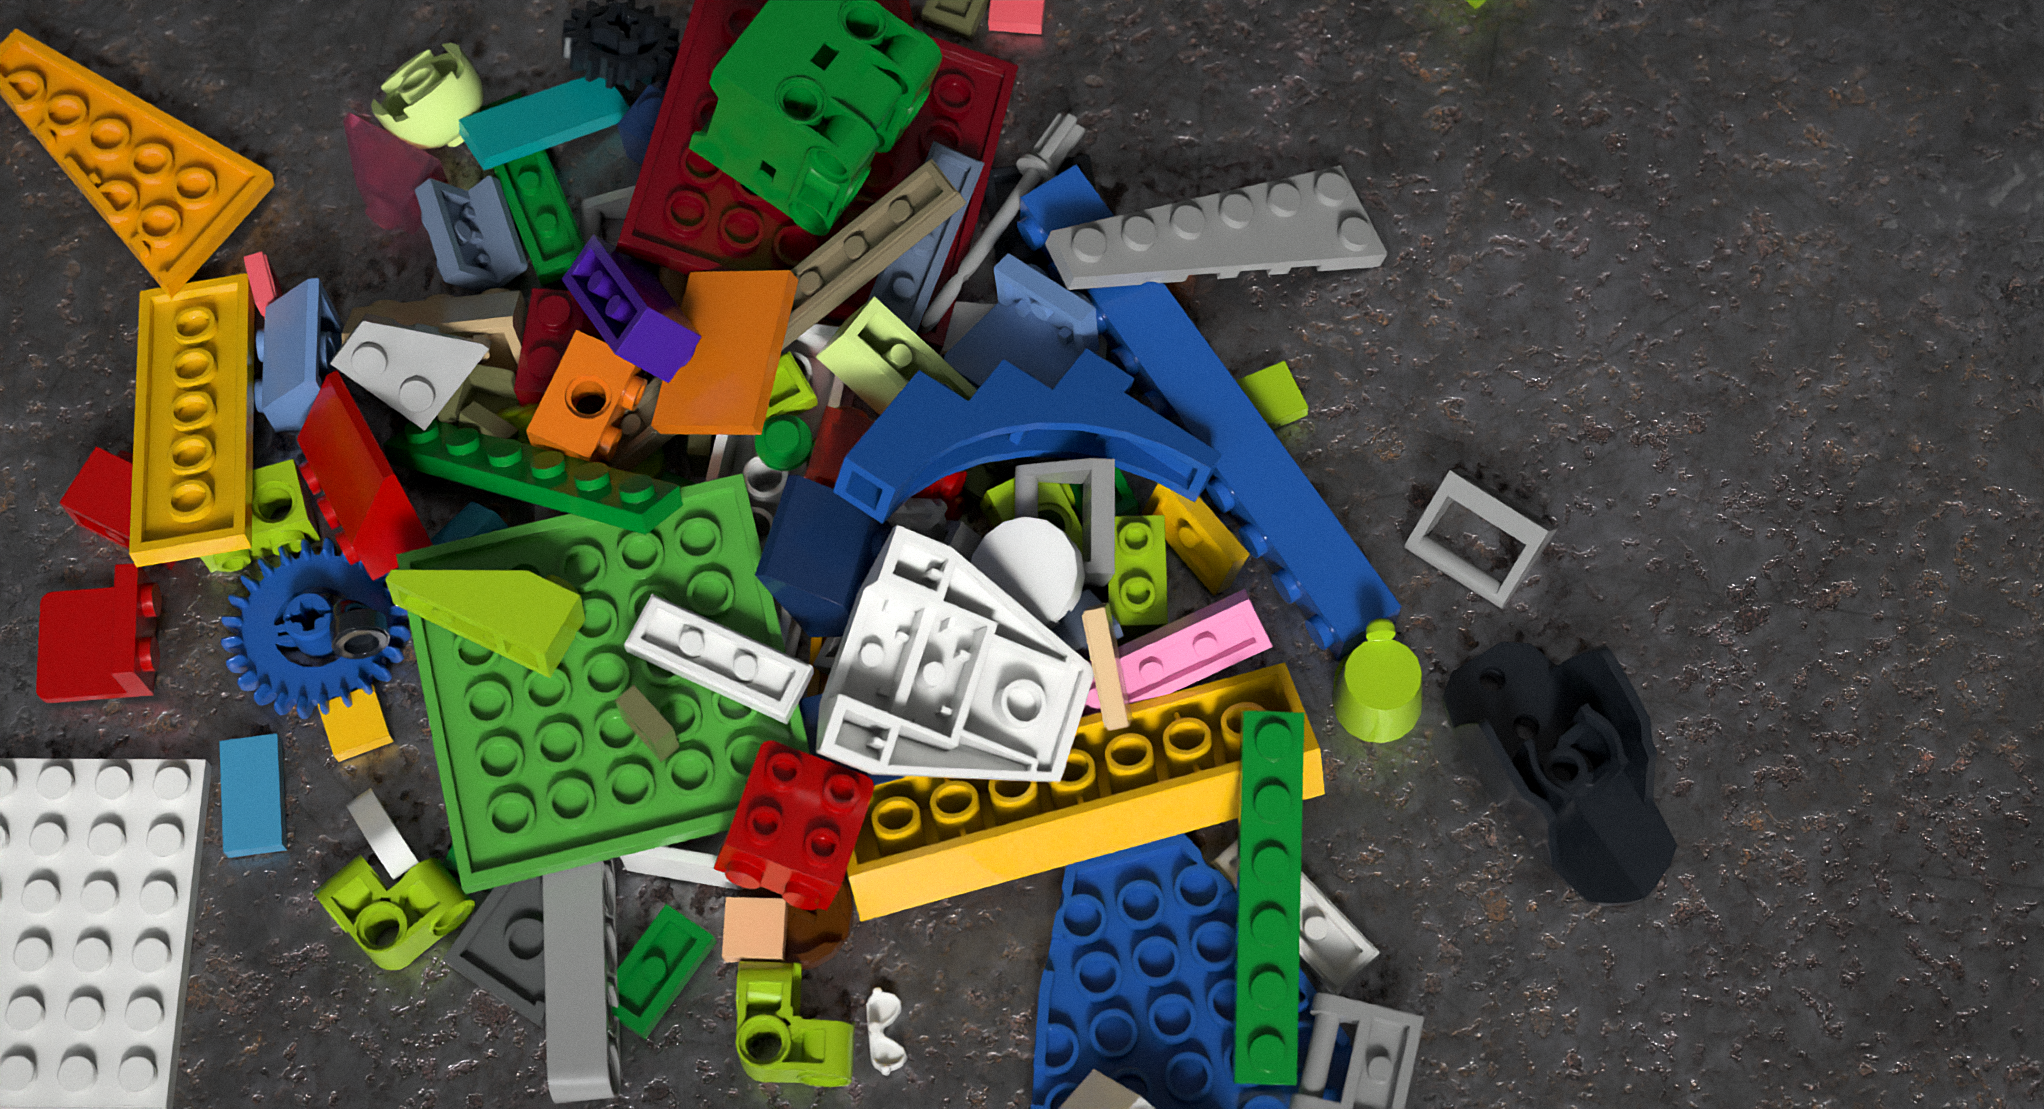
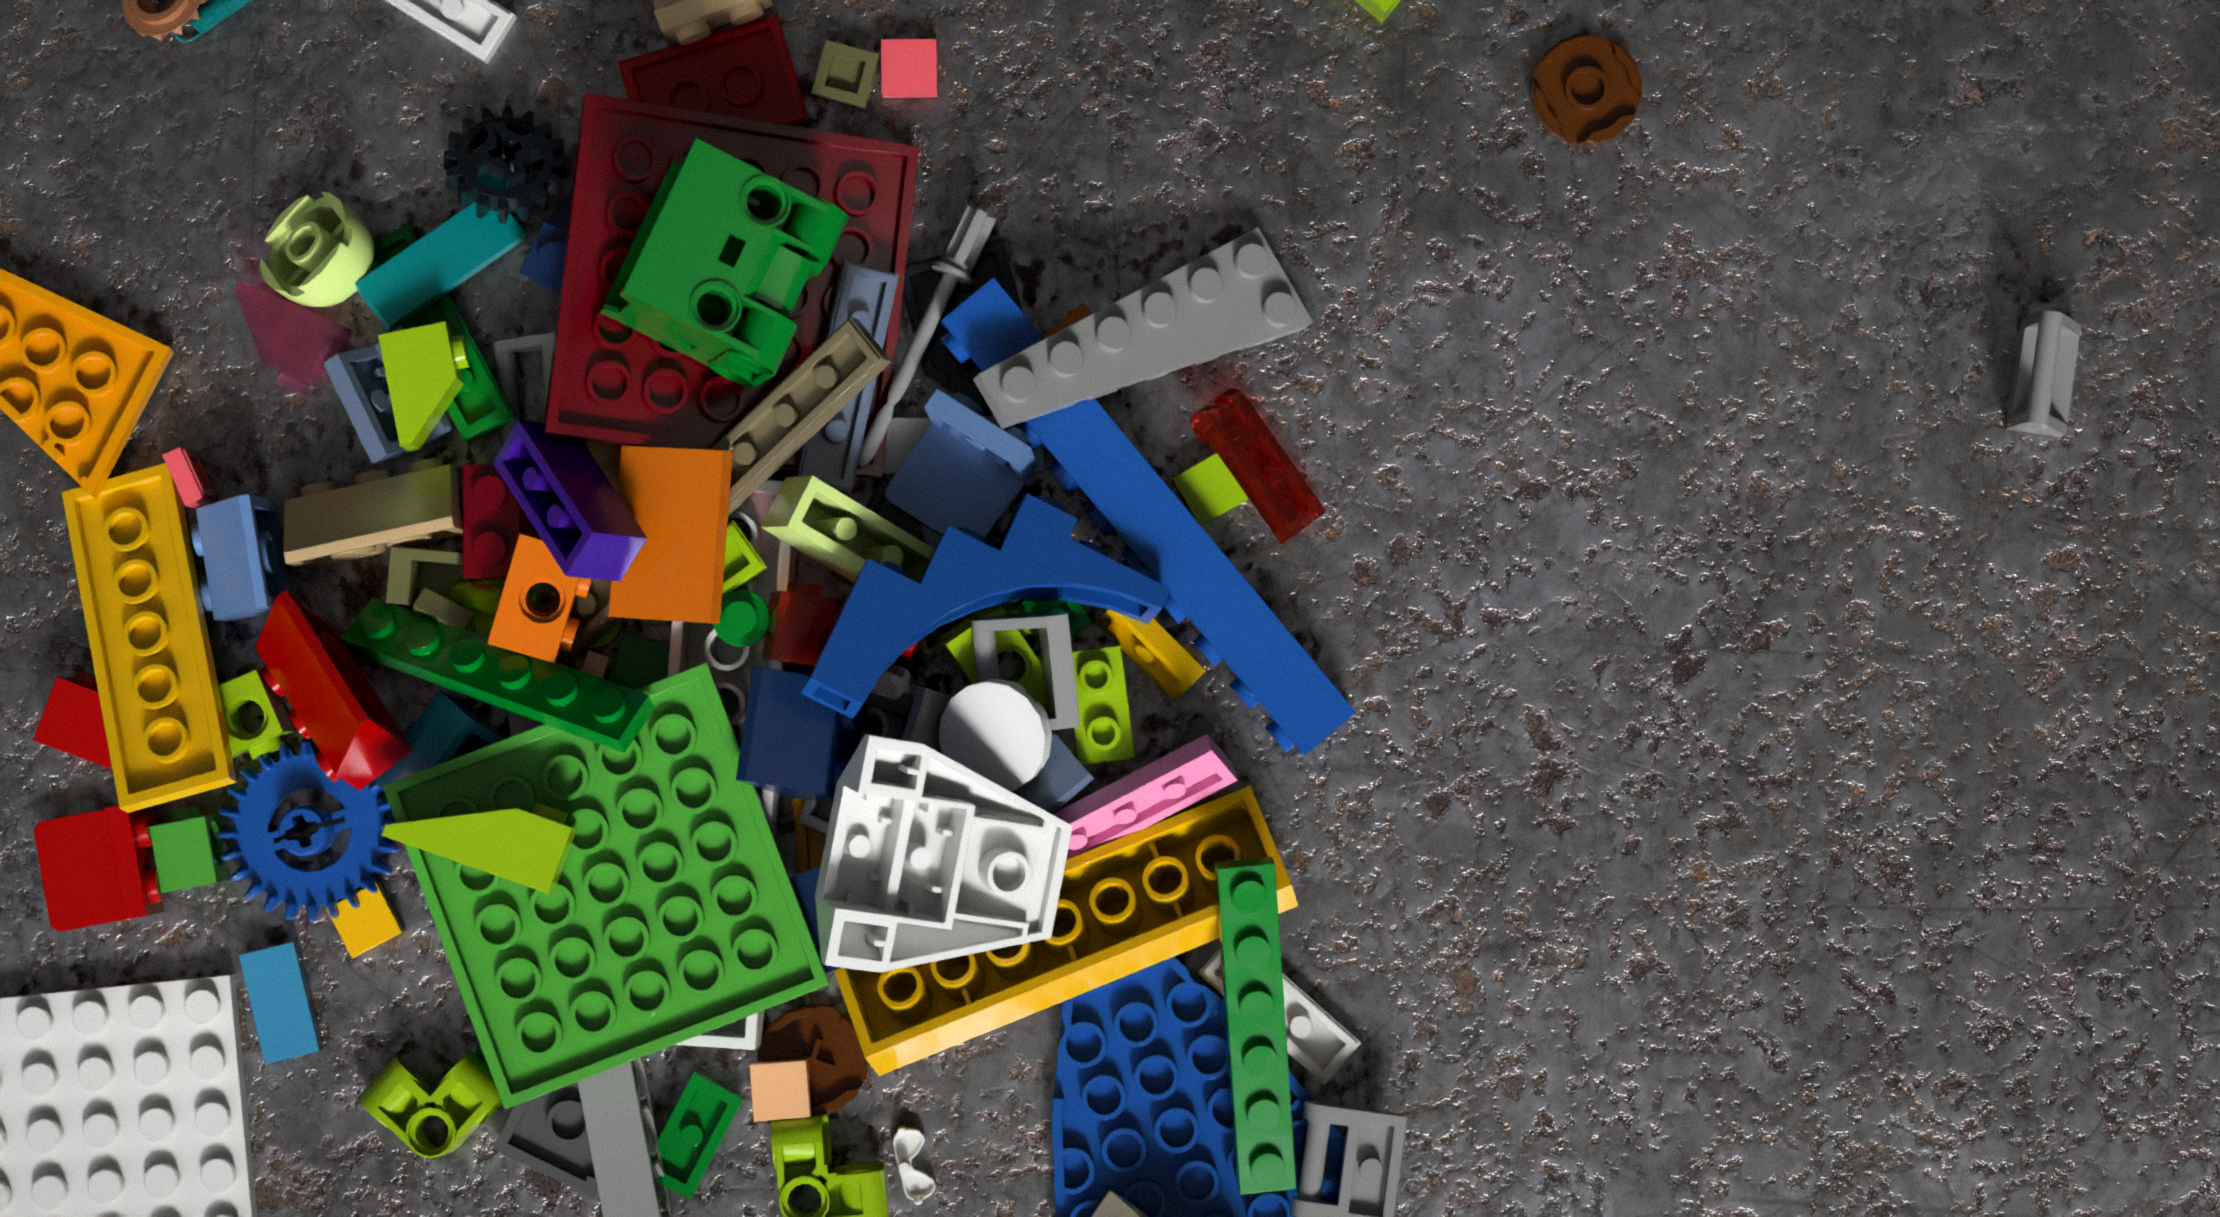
camera: 10 degrees left, 20 degrees up
(190, 634) = (188, 850): none -> bright green brick
(357, 630) = (355, 847): black tile -> none
(382, 833) = (413, 1036): white beam -> none
(408, 364) = (355, 575): light grey wing -> none
(508, 206) = (422, 377): none -> lime slope
(647, 723) = (655, 940): olive tile -> none
(719, 658) = (712, 860): white tile -> none
(795, 826) = (807, 1013): red bracket -> none
(1107, 666) = (1083, 829): tan tile -> none
(1321, 374) = (1257, 463): none -> clear red plate
(1378, 687) = (1339, 784): lime hat -> none
(1496, 509) = (1438, 592): light grey tile -> none
(1584, 777) = (1530, 861): black piece -> none
(1672, 79) = (1585, 90): none -> reddish brown tile

